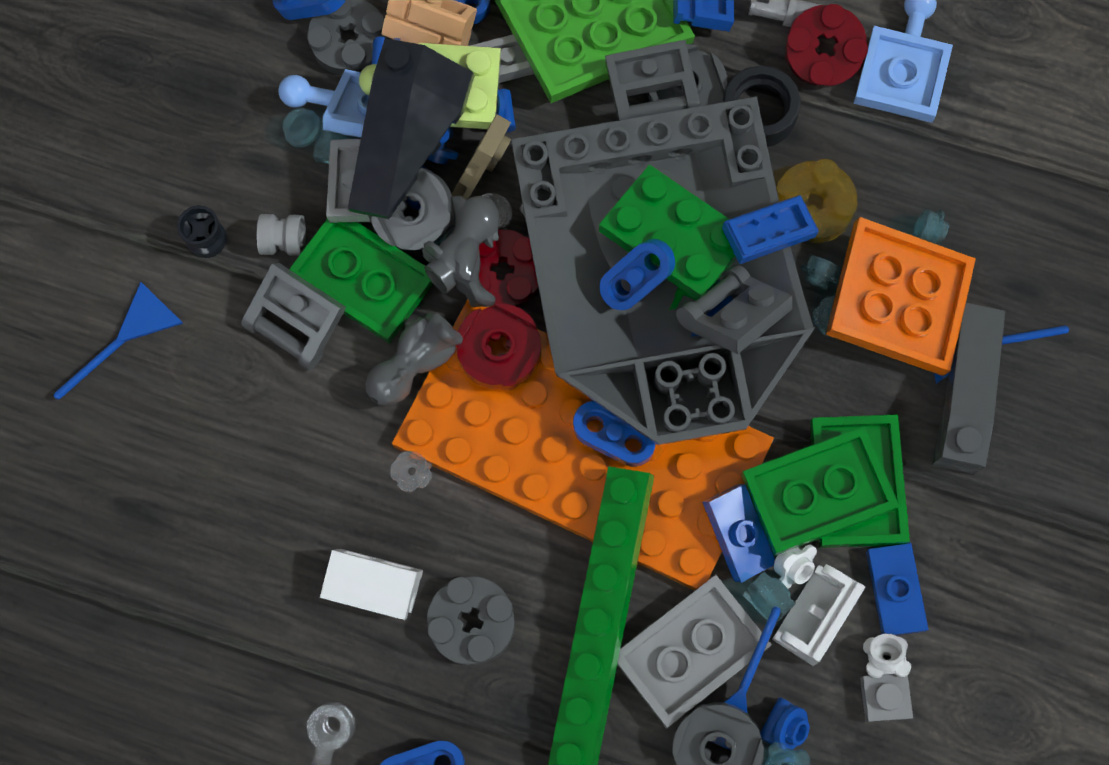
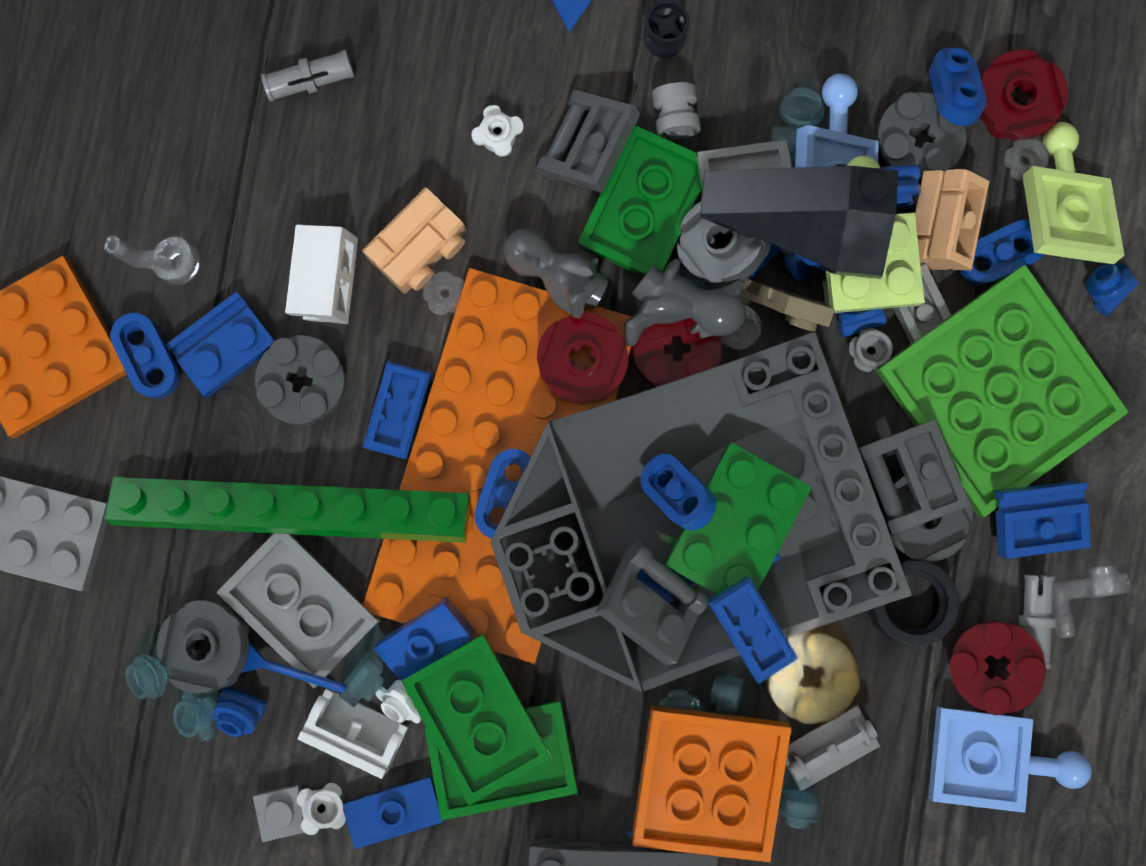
camera: 80 degrees right, 10 degrees up
(171, 571) = (307, 75): none -> light grey pin
(265, 410) = (500, 143): none -> white plate
(357, 488) = (416, 242): none -> light nougat brick
(422, 694) = (221, 344): none -> blue plate
(516, 530) = (397, 410): none -> blue plate
(528, 96) = (870, 338): none -> light grey plate
(879, 192) = (830, 747): none -> light grey hinge

